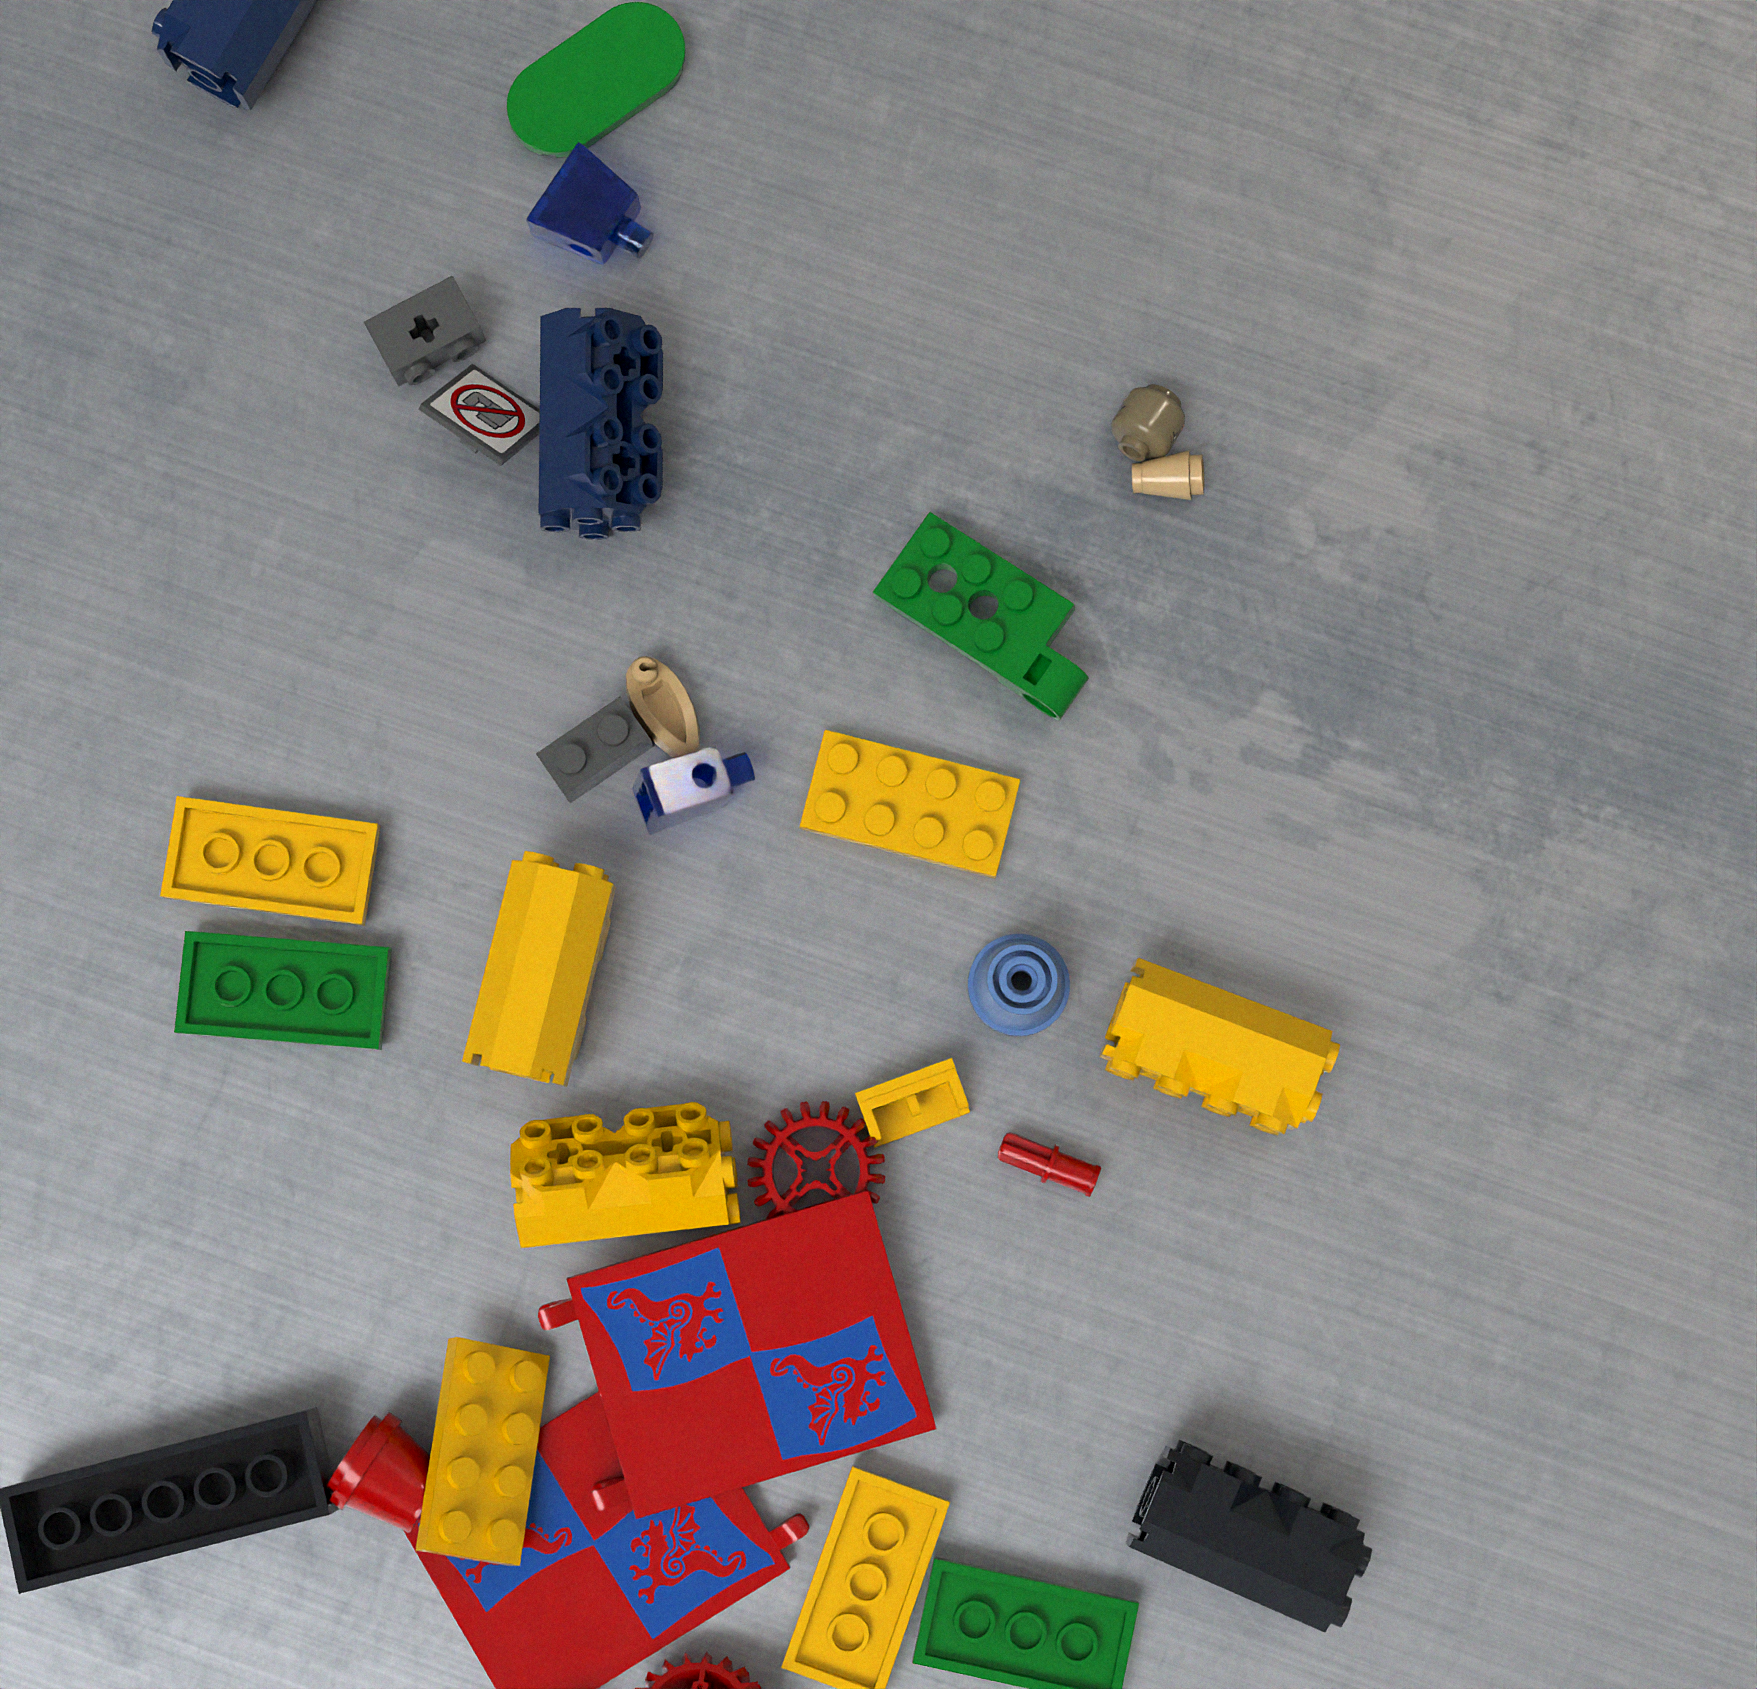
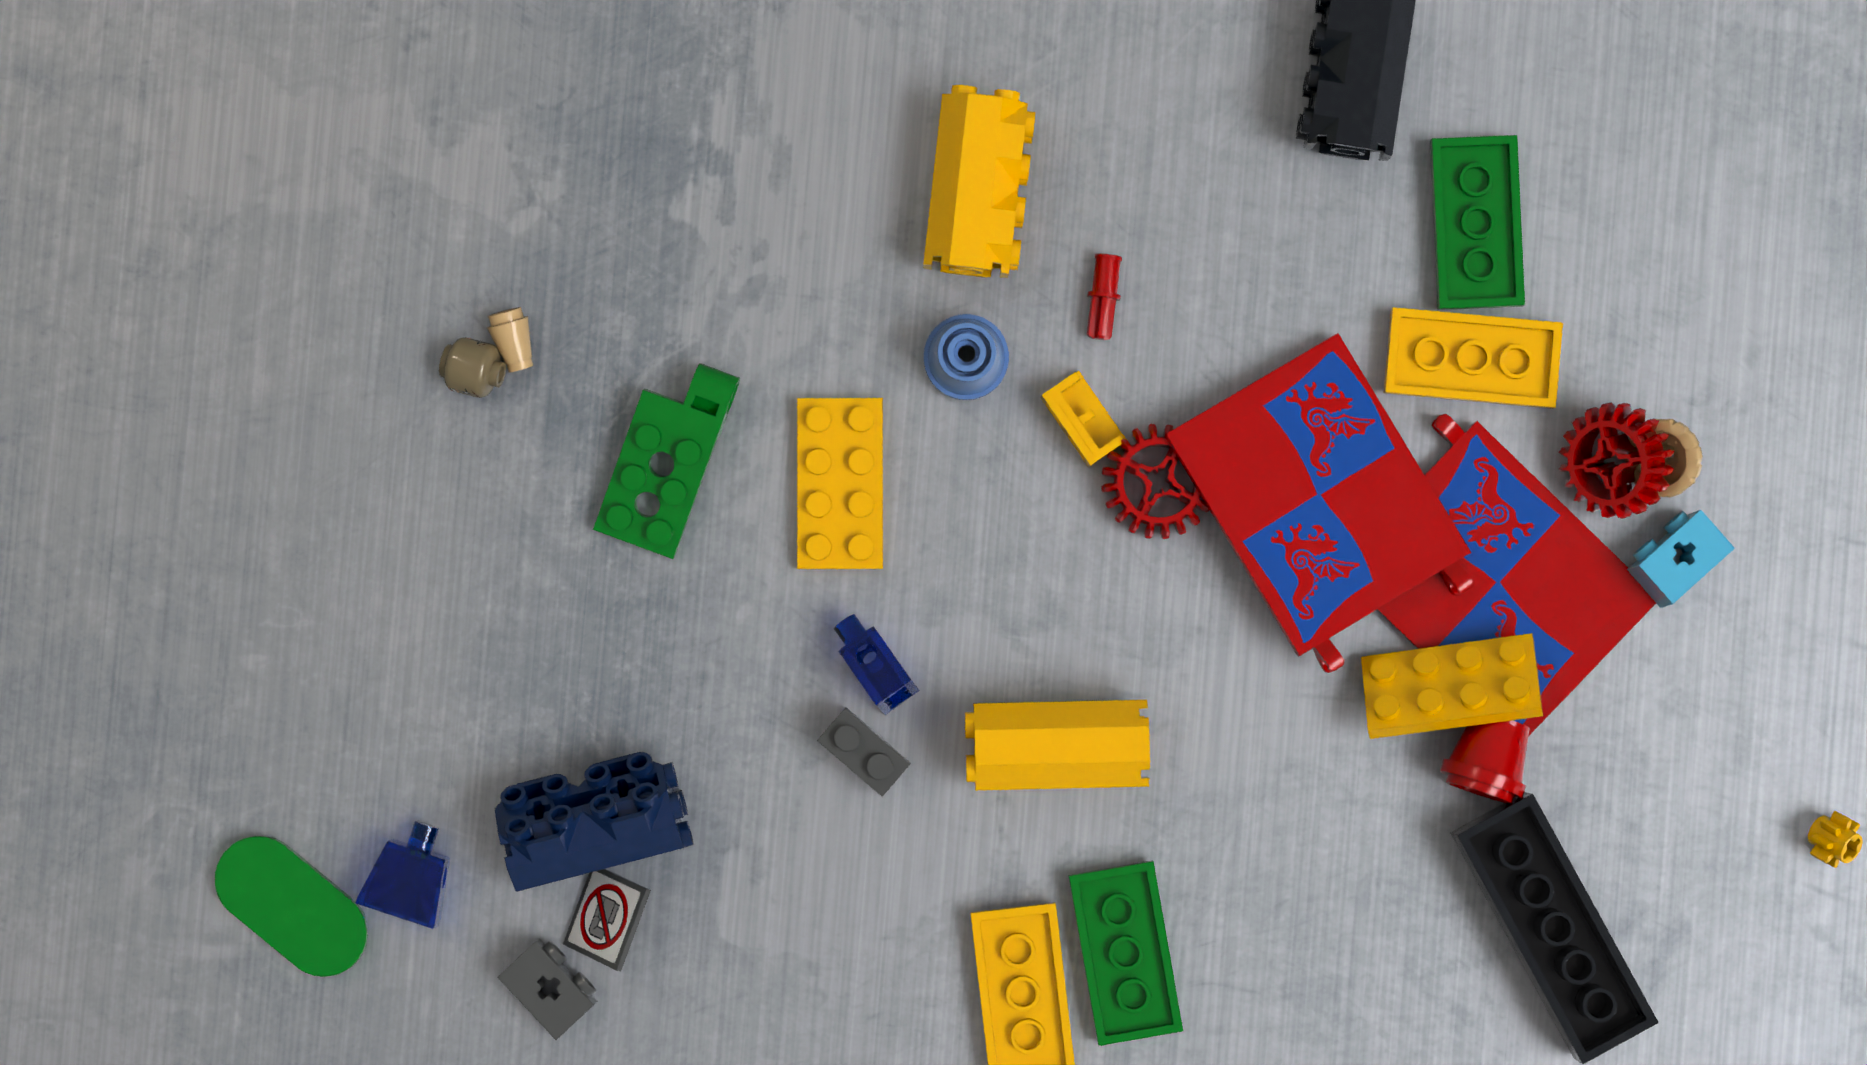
camera: 105 degrees left, 5 degrees up
(646, 1178) = (1204, 617): yellow brick -> none
(662, 706) = (813, 706): tan arm -> none

